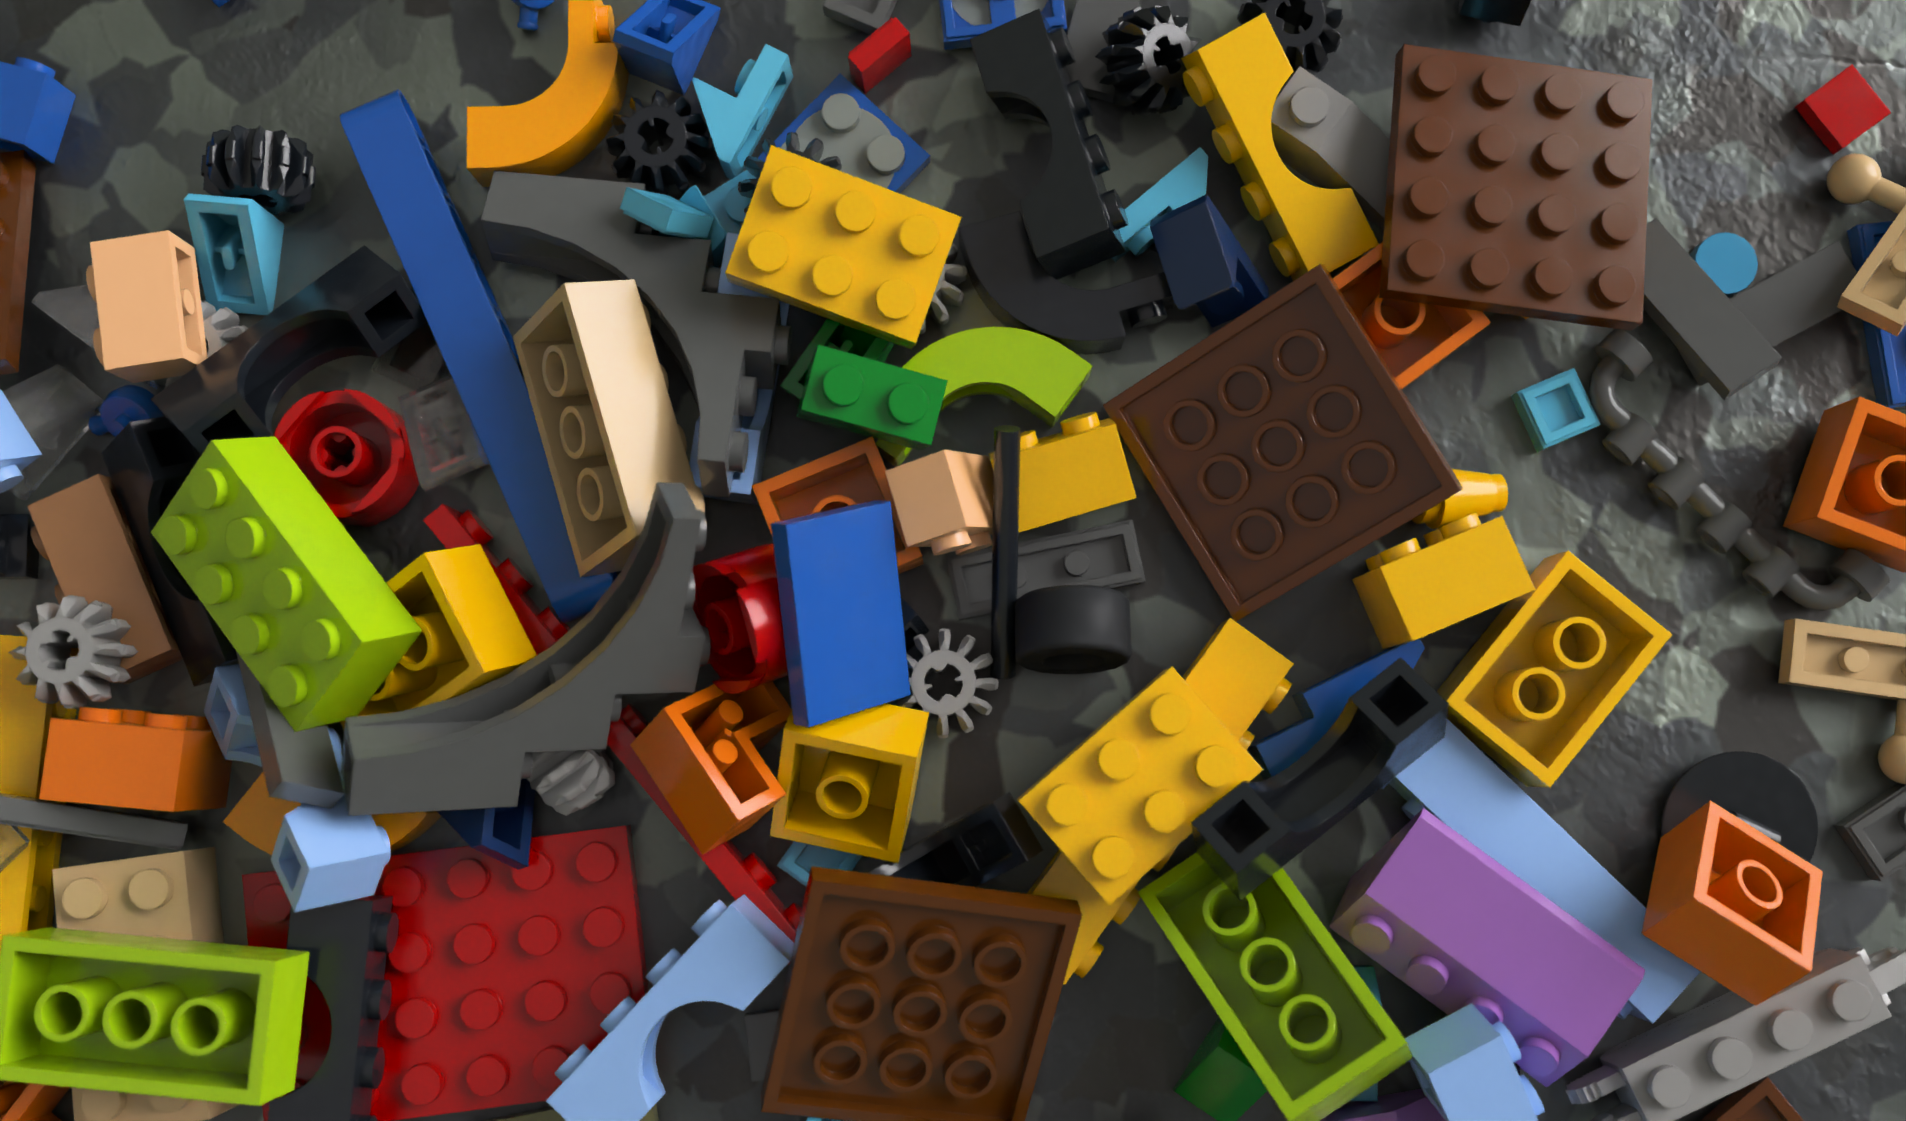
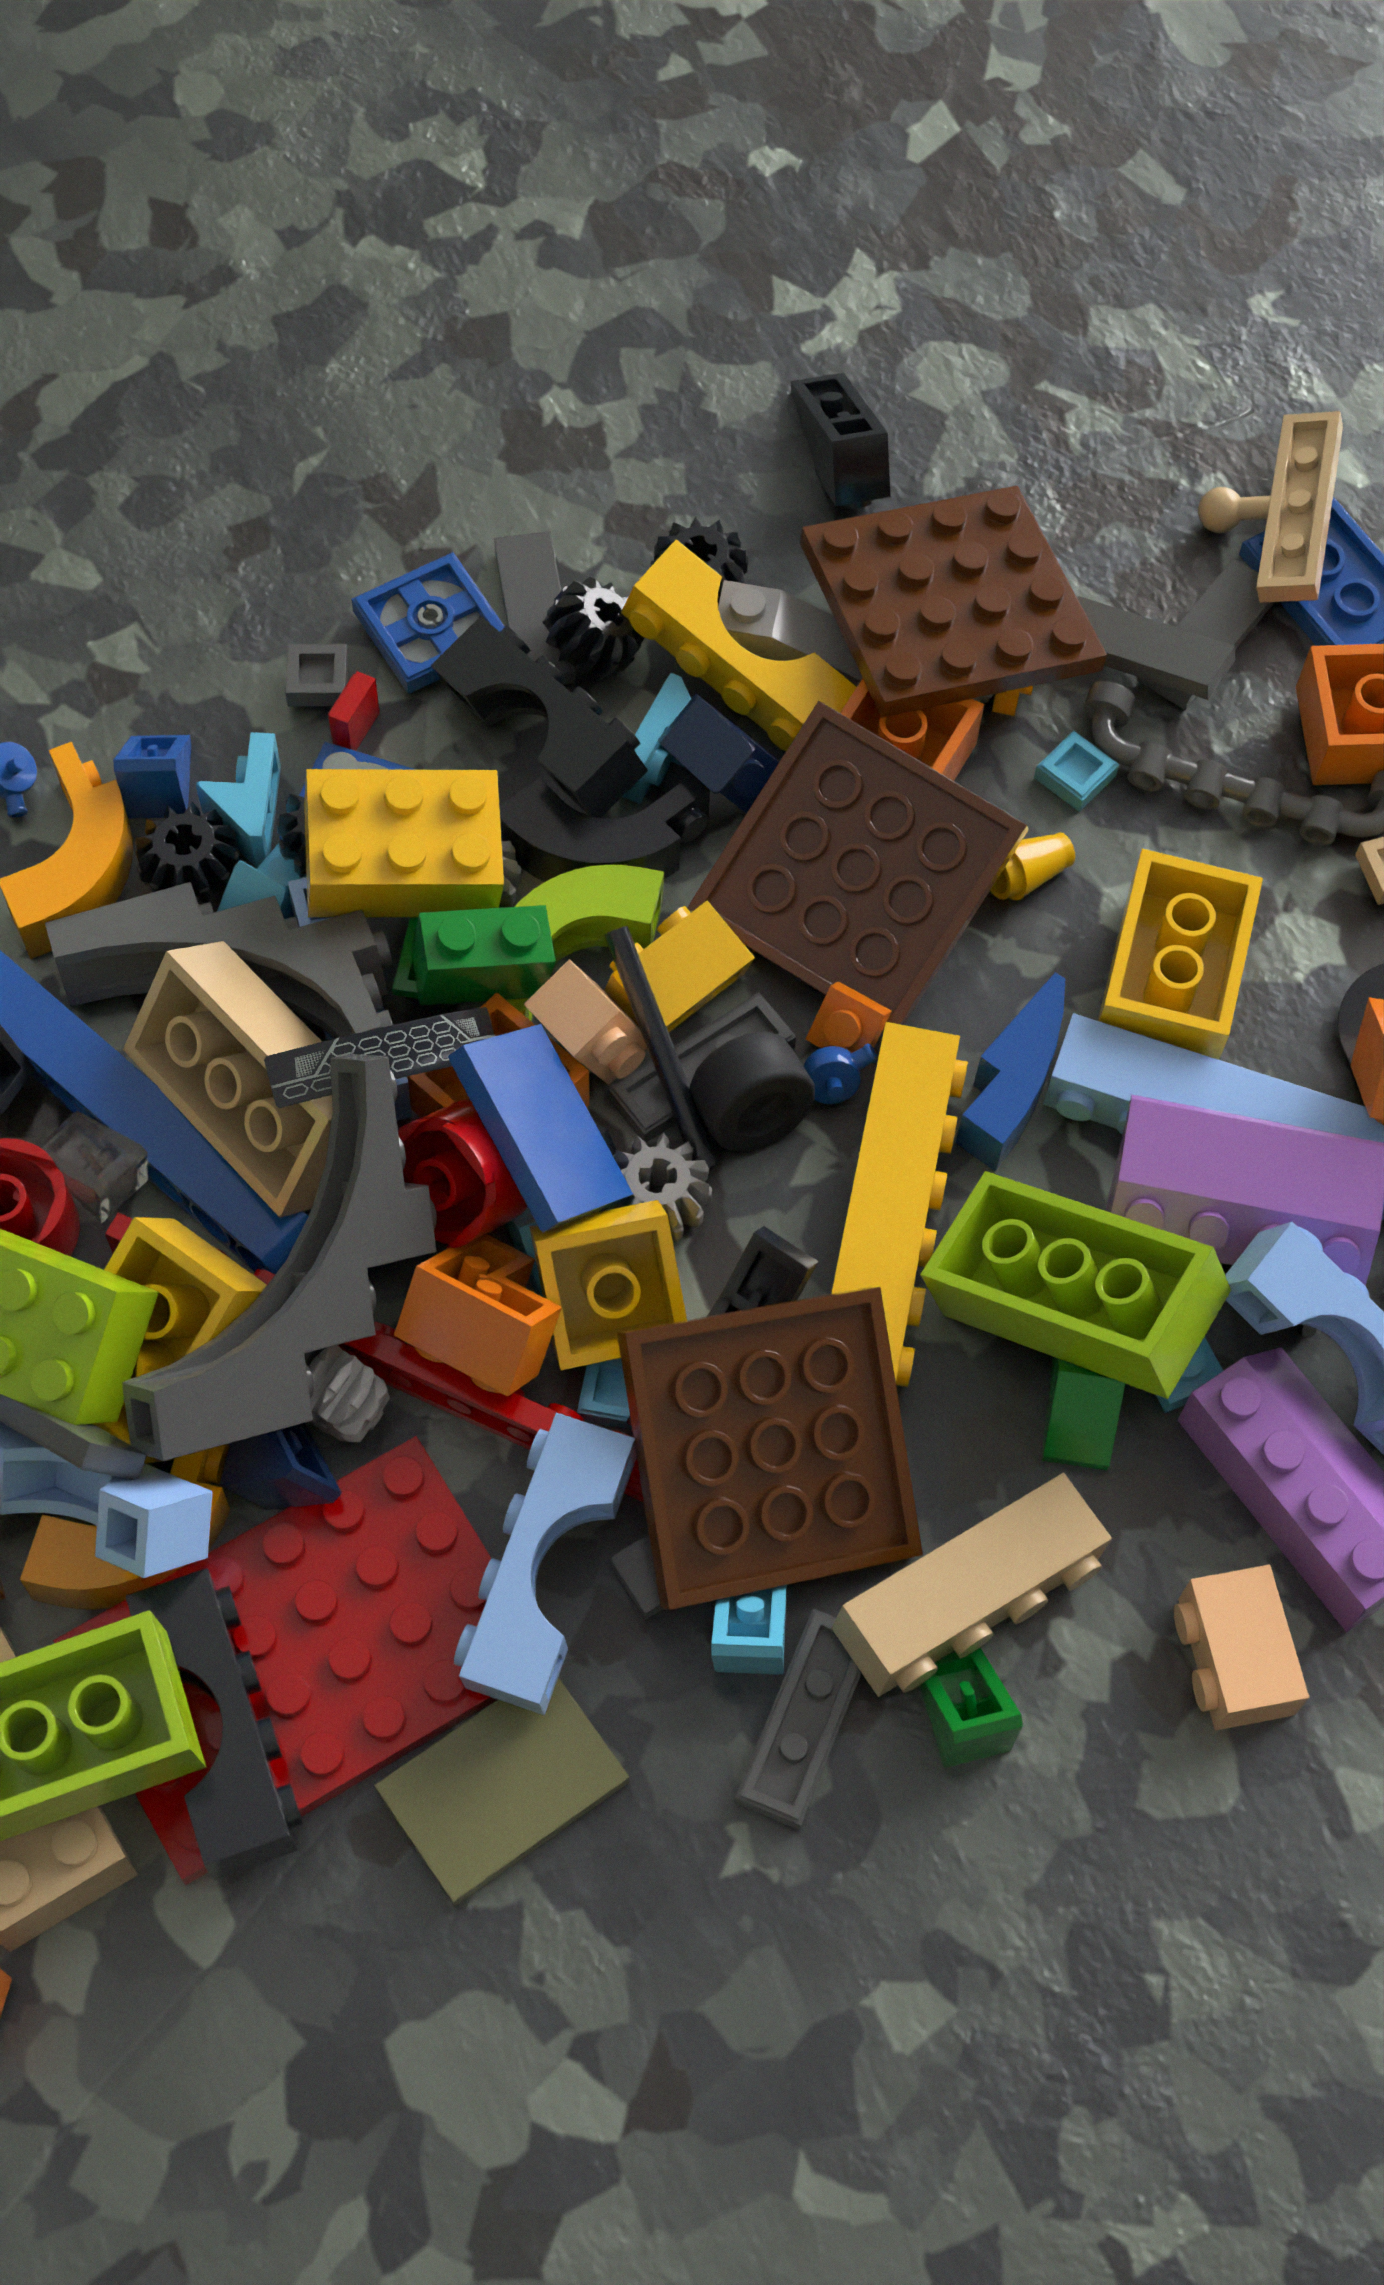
camera: 30 degrees left, 20 degrees down
(666, 214) = (224, 888): medium azure tile -> none
(725, 487) = (410, 1046): none -> black sticker
(1138, 784) = (874, 1172): yellow brick -> none
(1164, 638) = (838, 1071): none -> blue piece
(1199, 593) = (847, 1020): none -> orange plate
(1371, 742) = (1062, 1041): black arch -> none
(1450, 580) = (1050, 918): yellow brick -> none
(1727, 261) = (1155, 603): dark azure tile -> none
(1842, 109) = (1184, 467): red tile -> none

